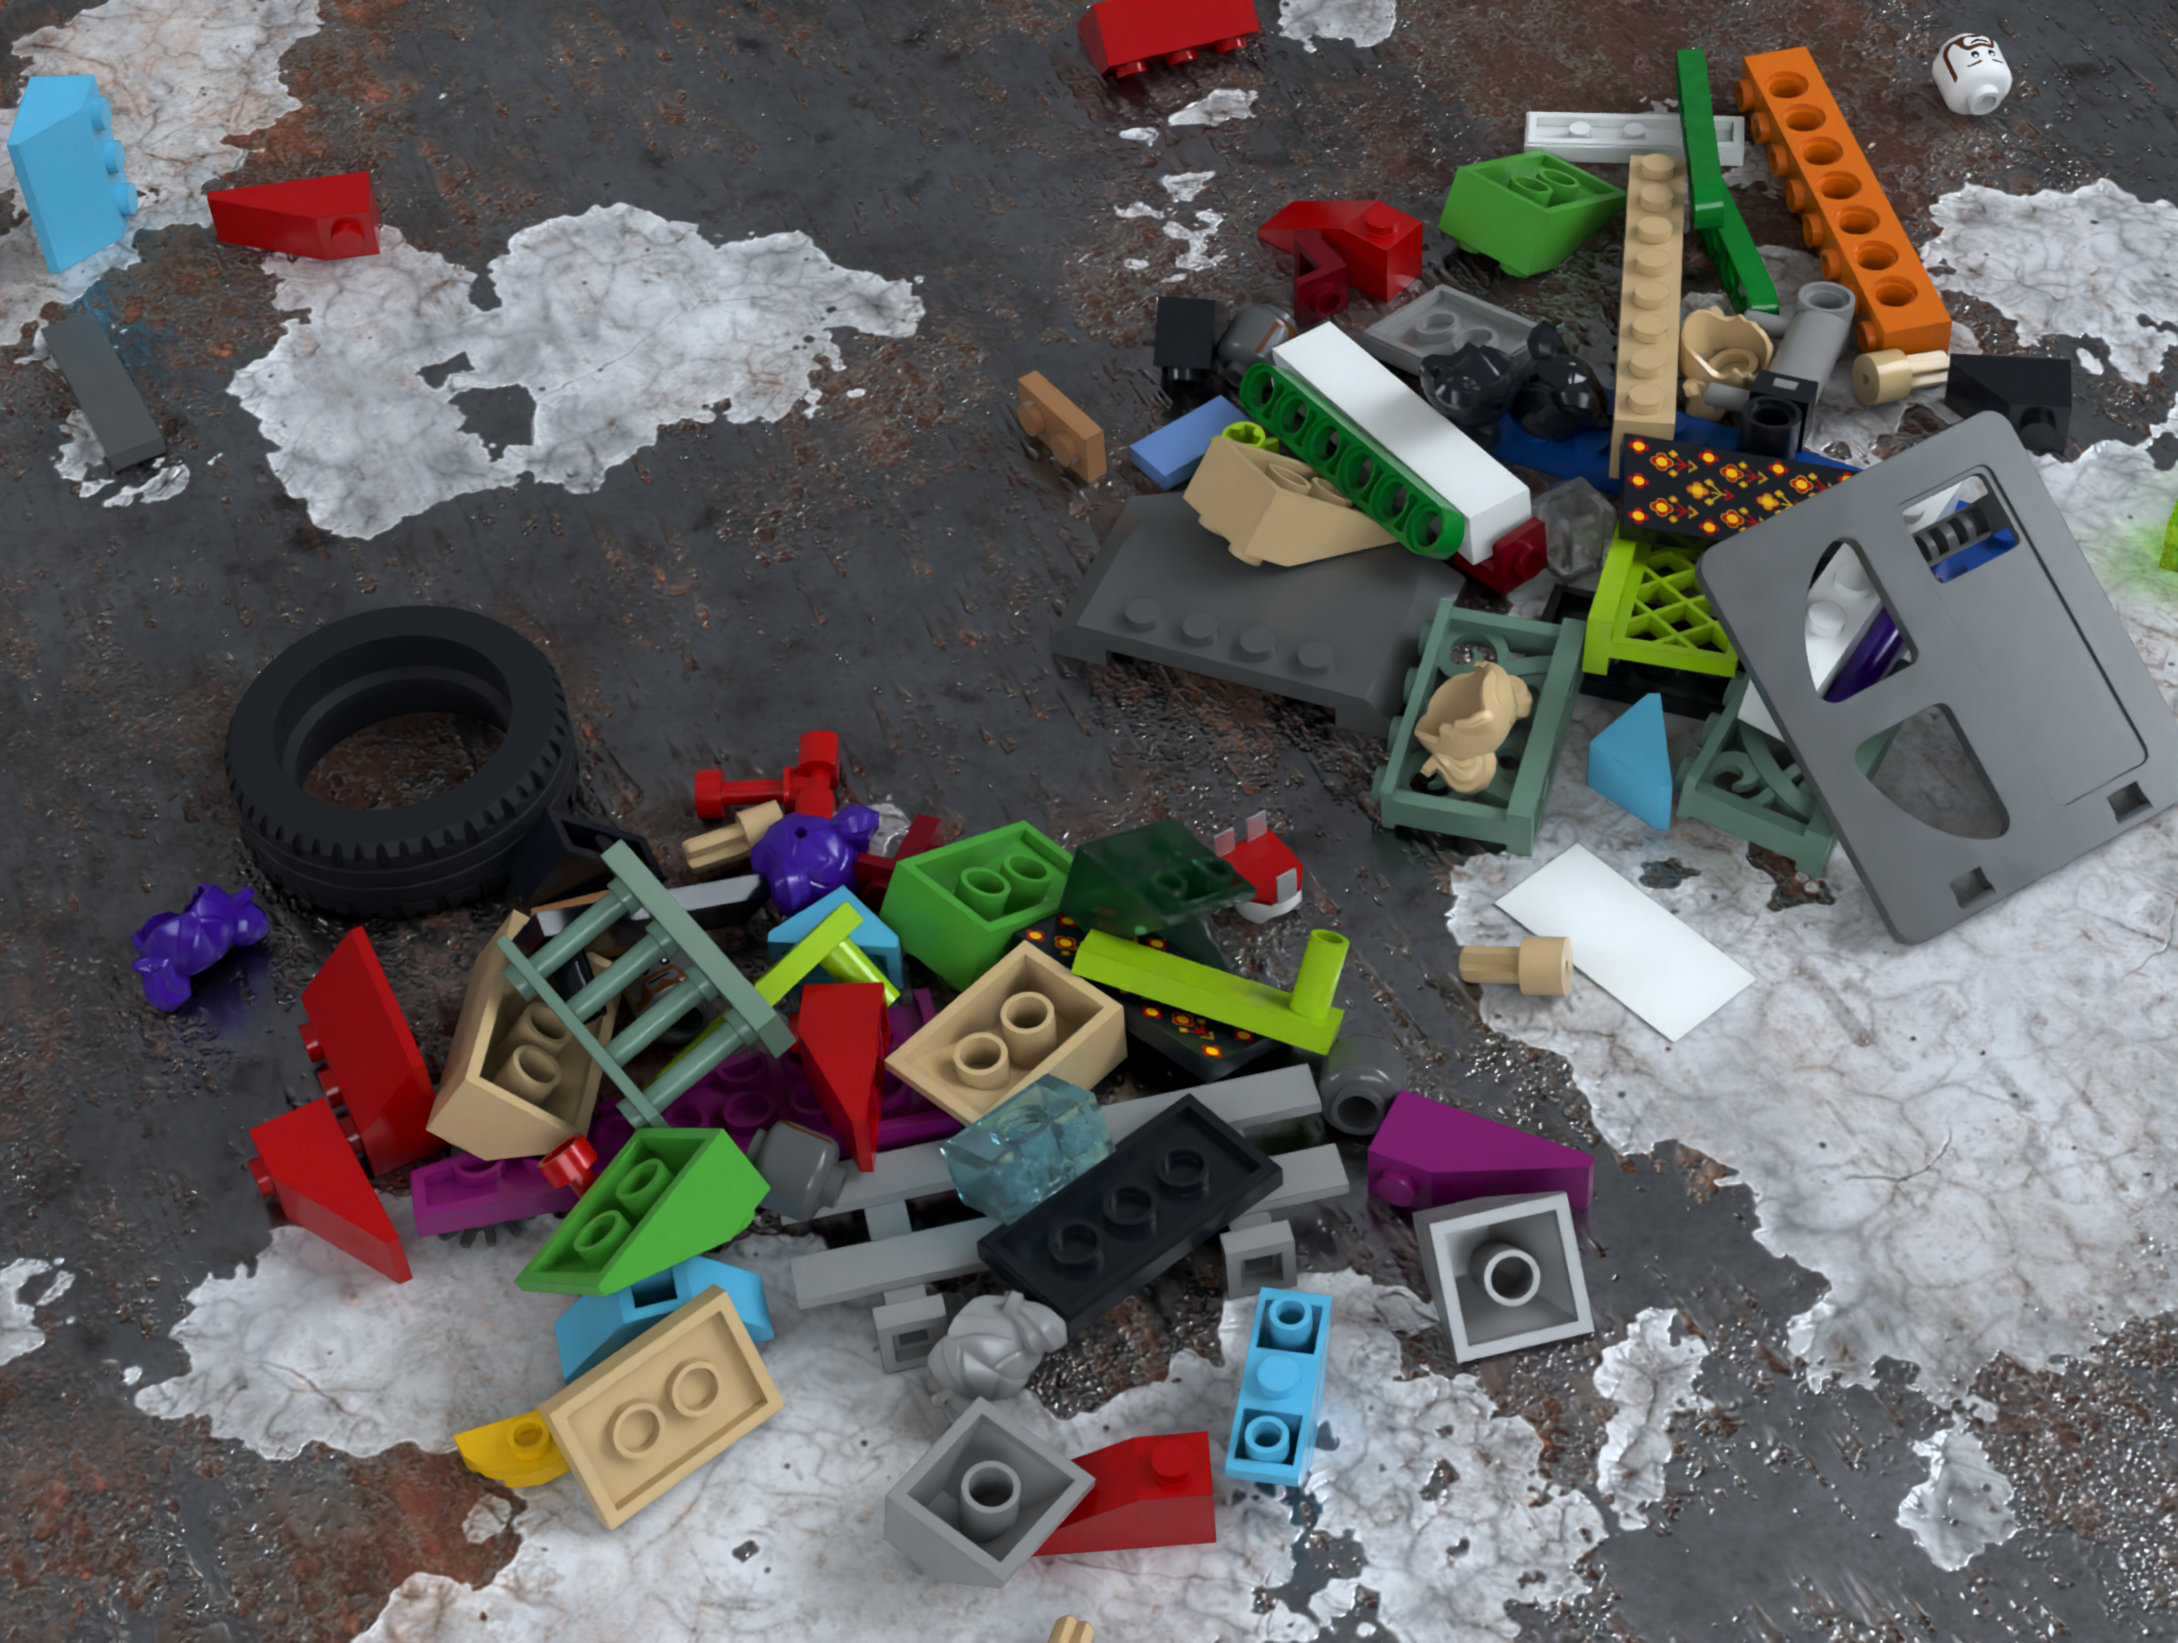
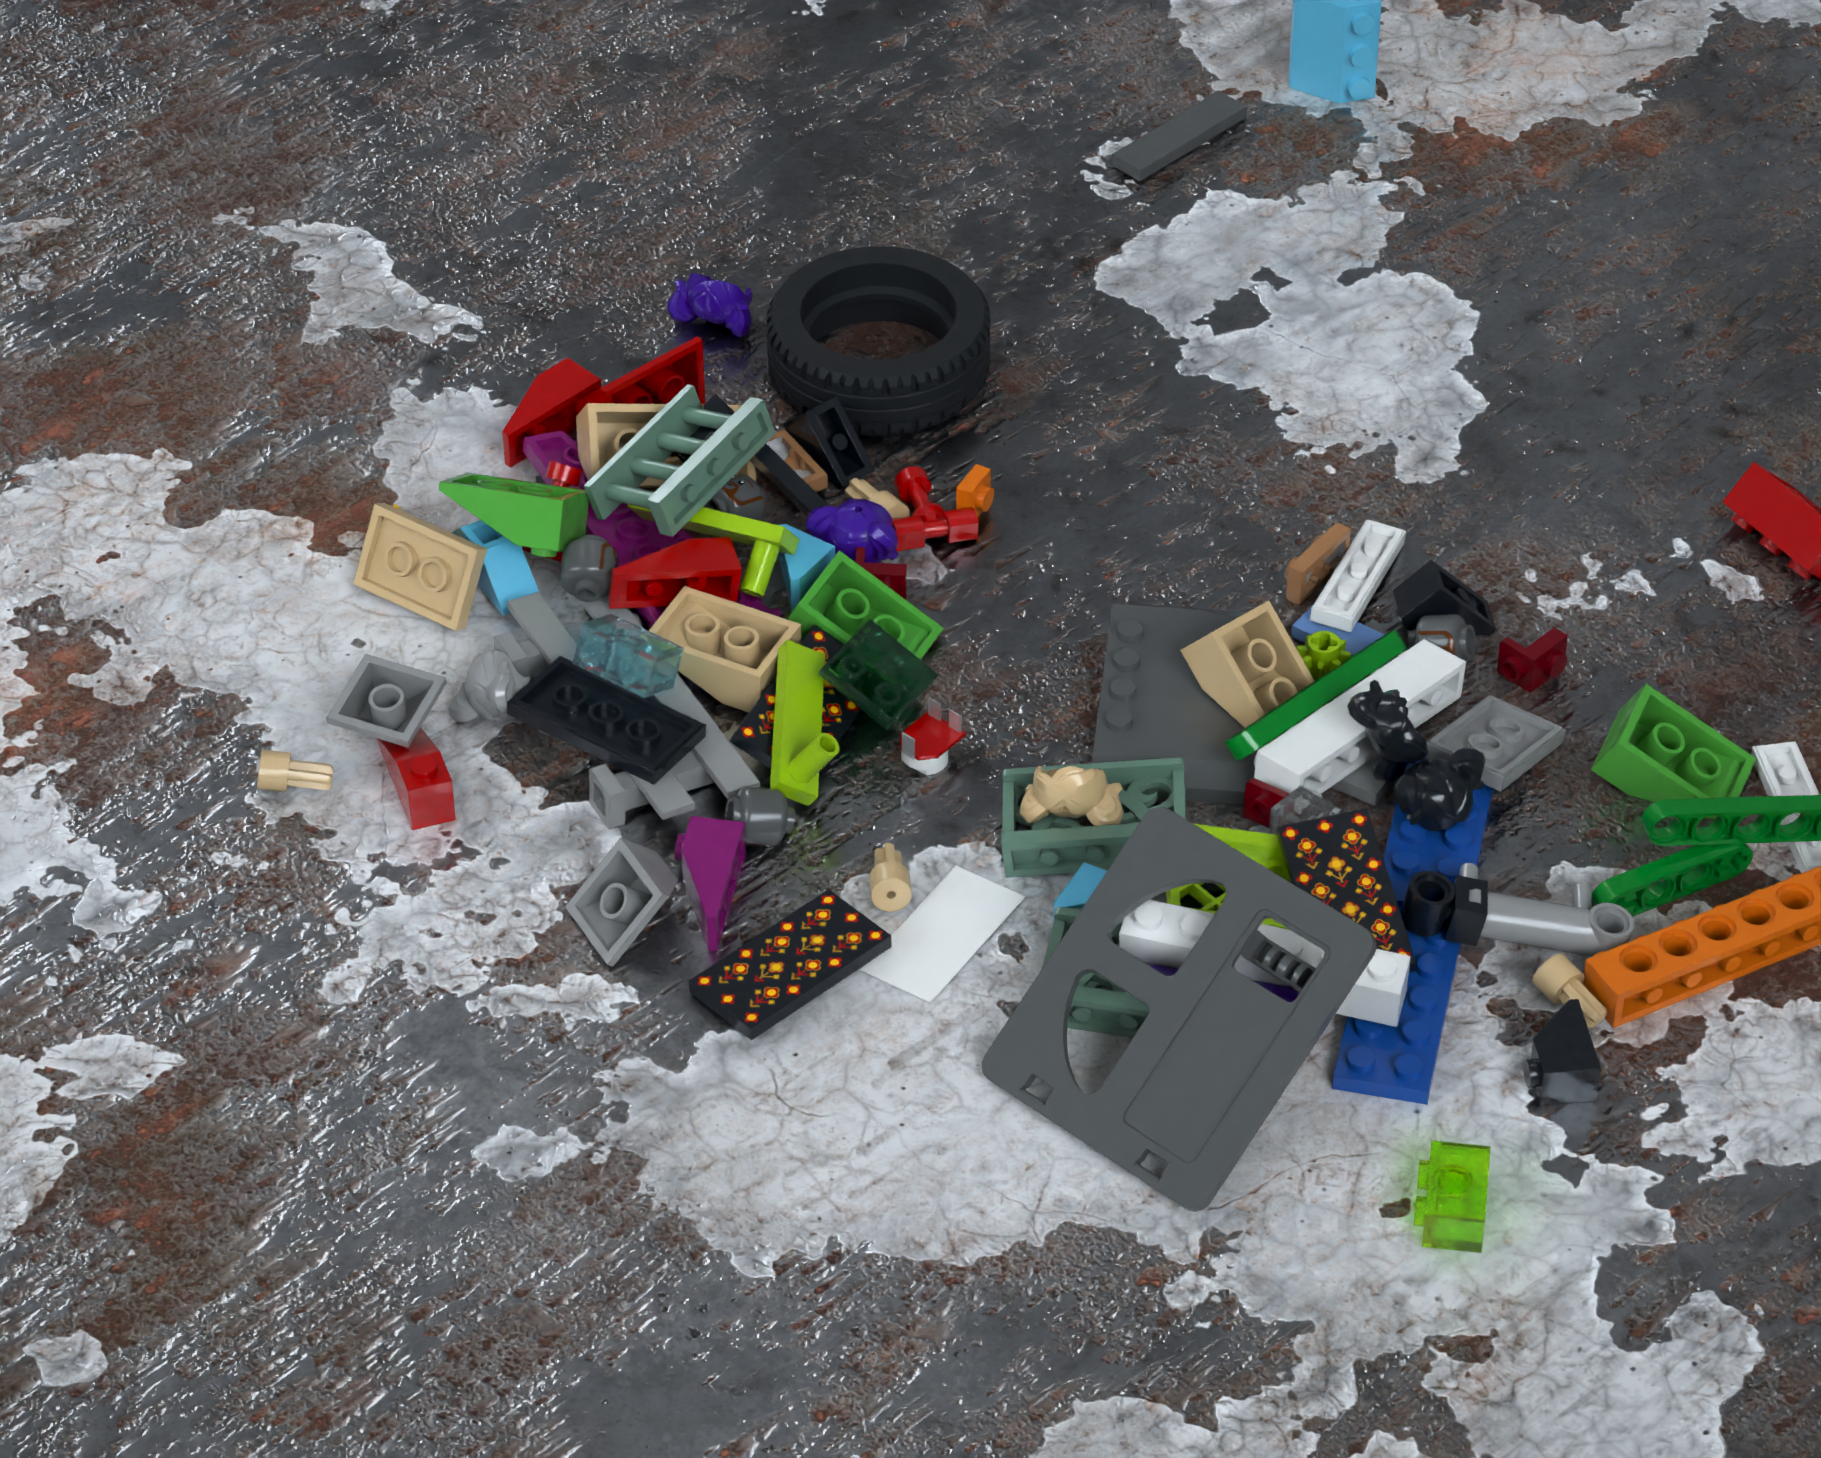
camera: 70 degrees right, 5 degrees down
(303, 217) = (1382, 175): red slope -> none
(769, 729) = (975, 490): none -> orange plate
(1109, 400) = (1358, 575): none -> white tile
(1281, 1389) = (497, 820): medium azure slope -> none
(1372, 237) = (1585, 673): red slope -> none
(1649, 302) = (1525, 825): tan brick -> none
(1660, 1113) = (790, 964): none -> black tile
(1720, 352) = (1527, 869): tan hair -> none

